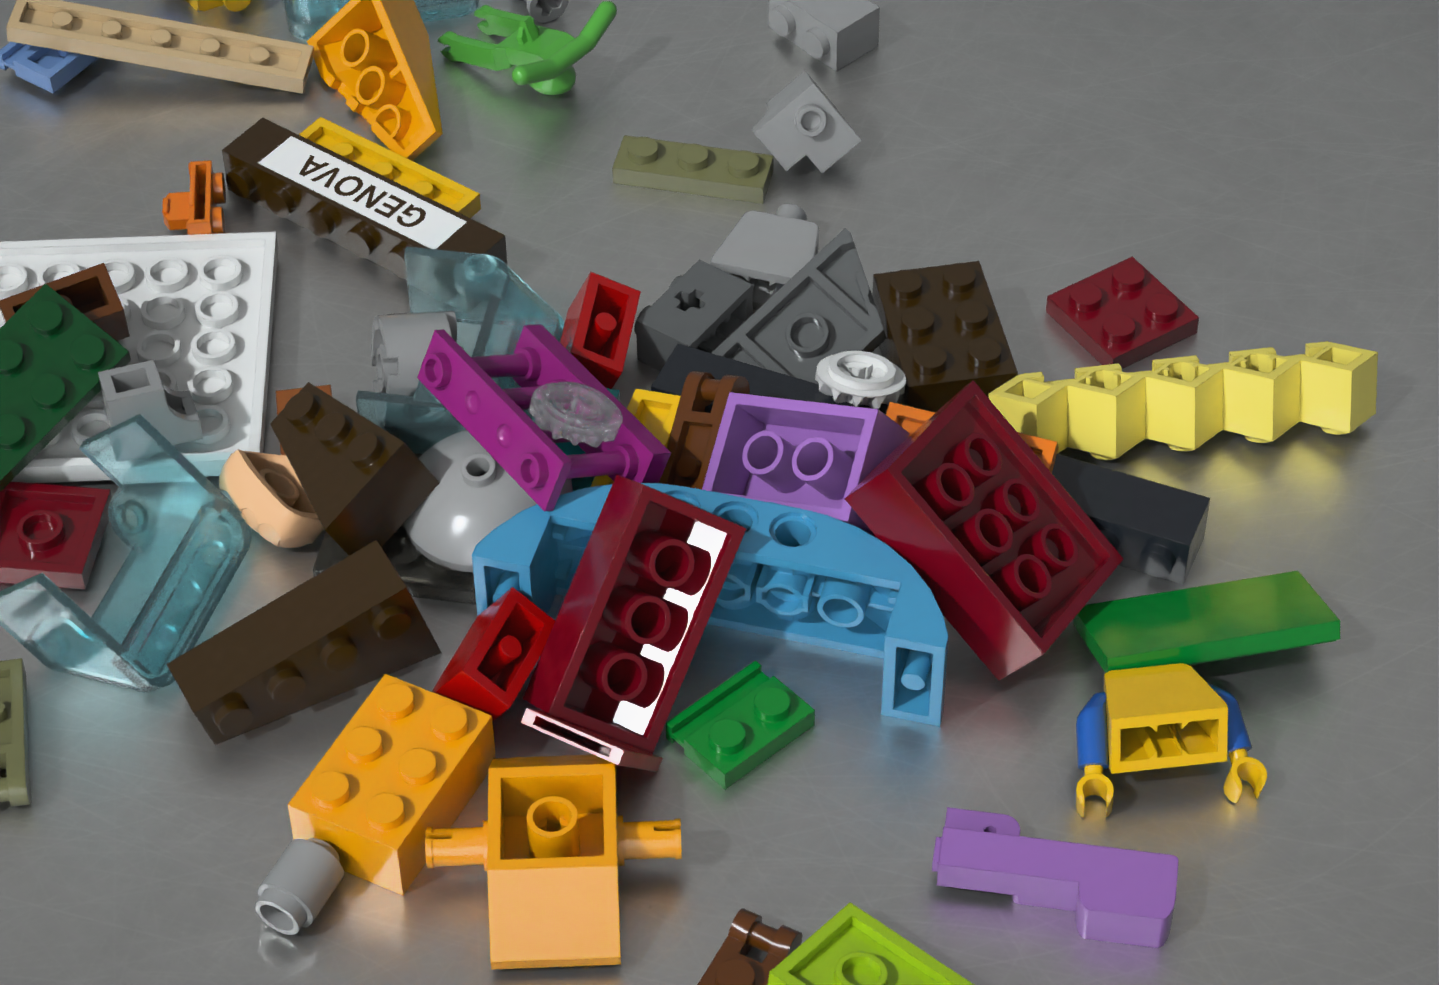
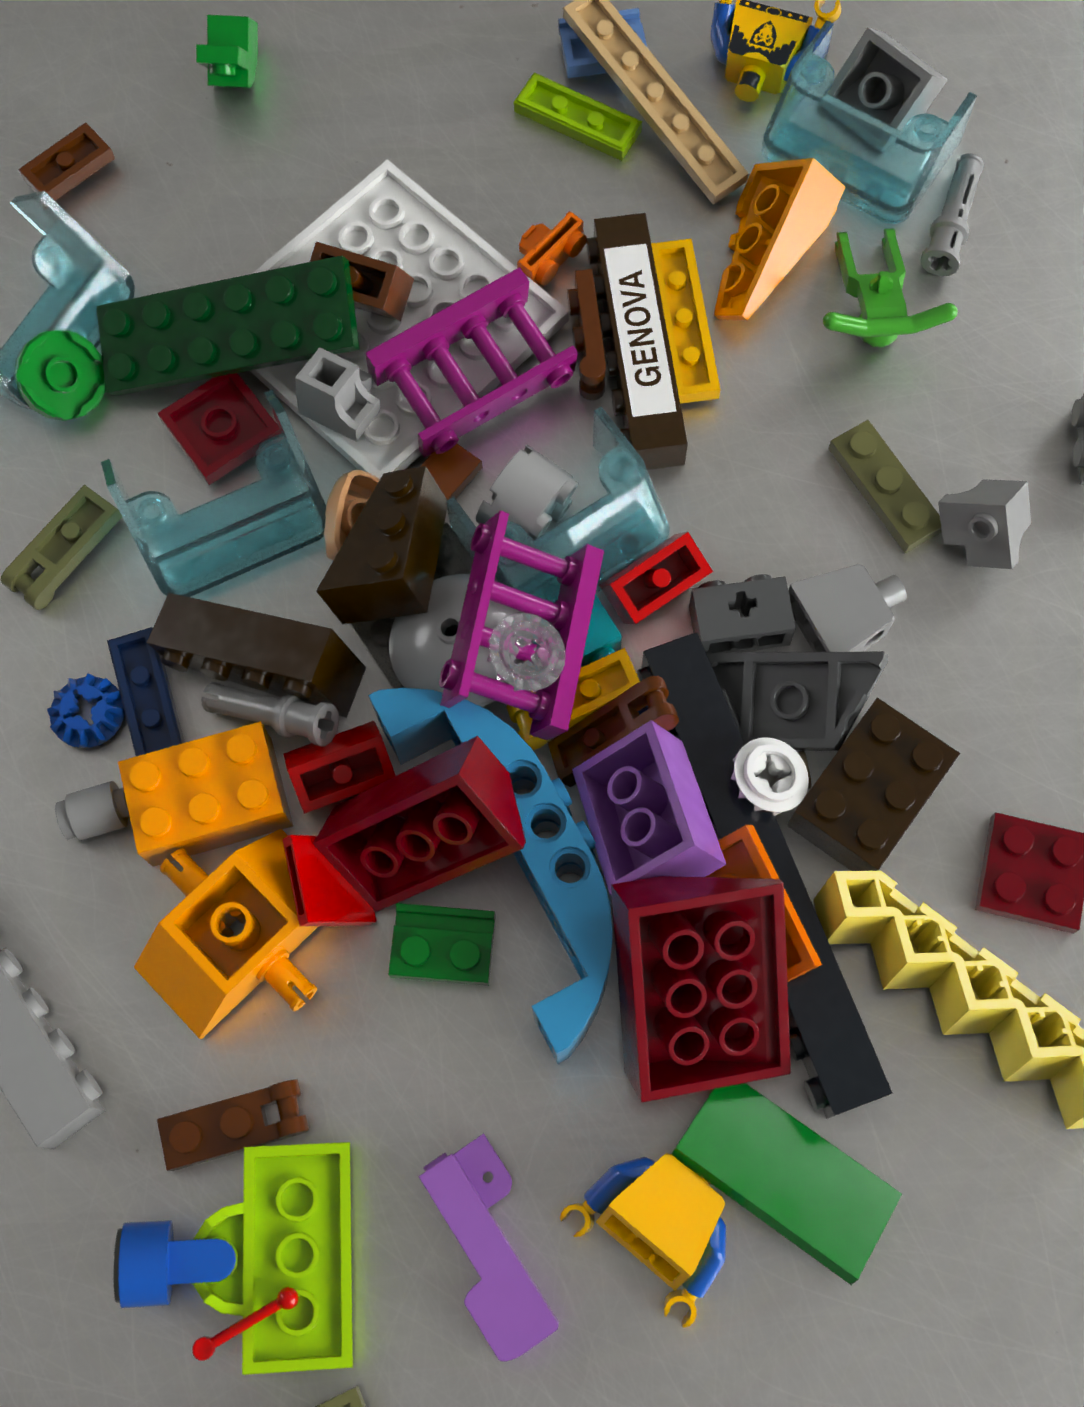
camera: 50 degrees right, 25 degrees up
(97, 112) = (578, 116): none -> lime tile
(197, 849) = (106, 715): none -> blue gear
(202, 282) = (469, 320): none -> magenta fence
(223, 776) = (145, 693): none -> dark blue tile
(315, 236) = (588, 336): none -> reddish brown plate
(401, 657) = (286, 715): none -> light grey pin

